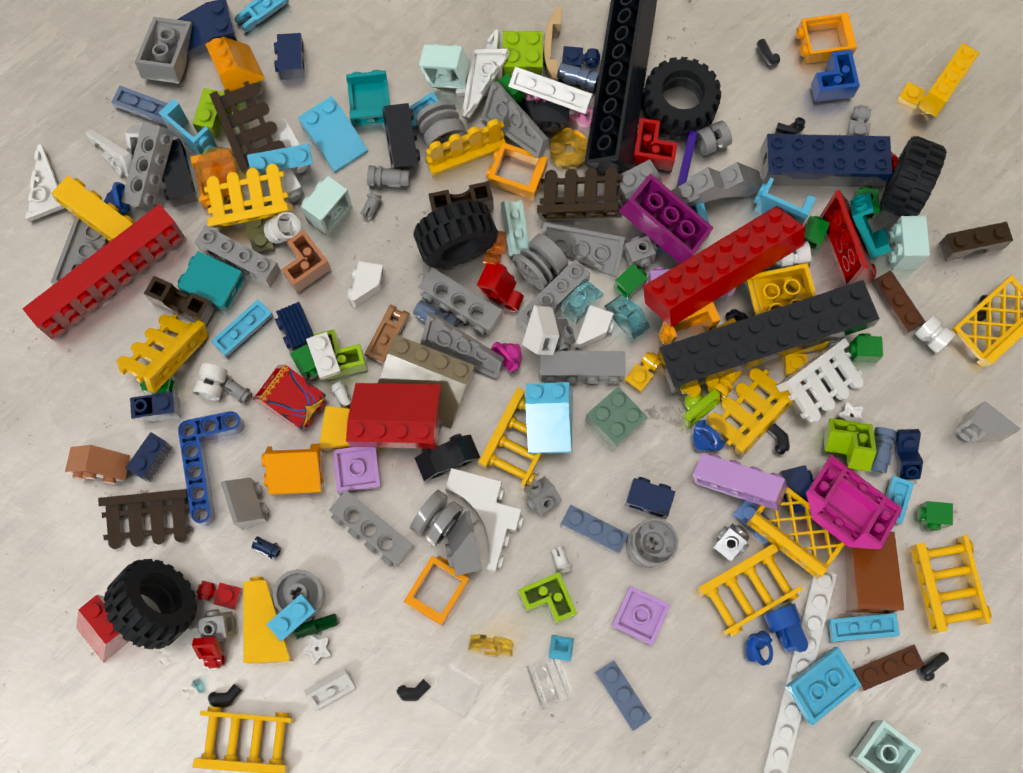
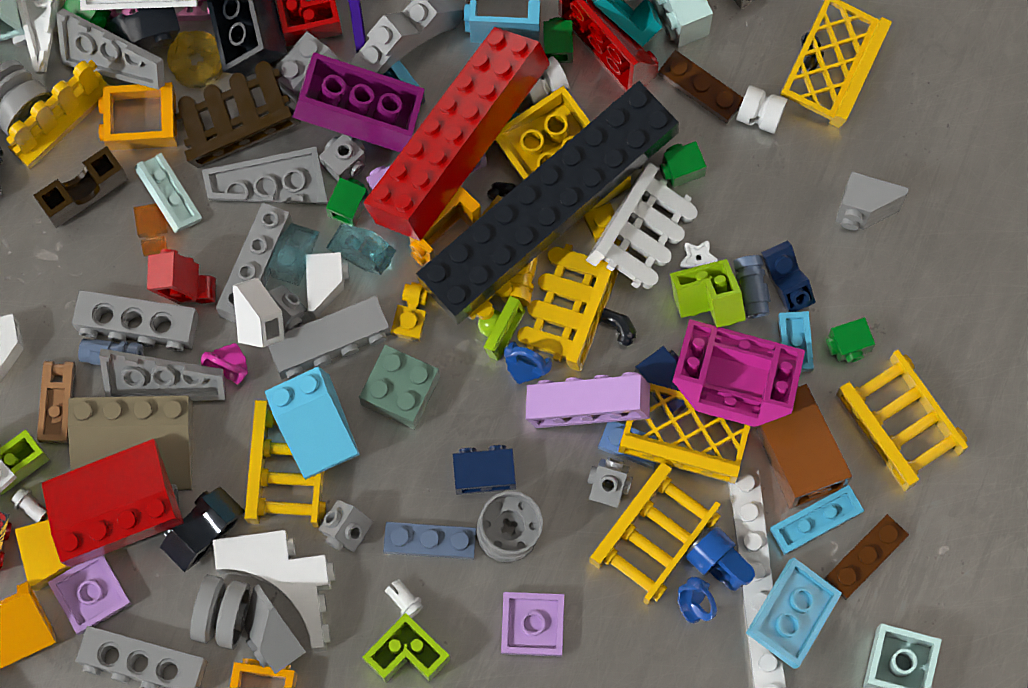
camera: 20 degrees left, 0 degrees up
(455, 234) = (91, 234): black tyre -> none
(540, 261) = (219, 223): light grey wheel -> none
(927, 671) = (919, 530): black arm -> none

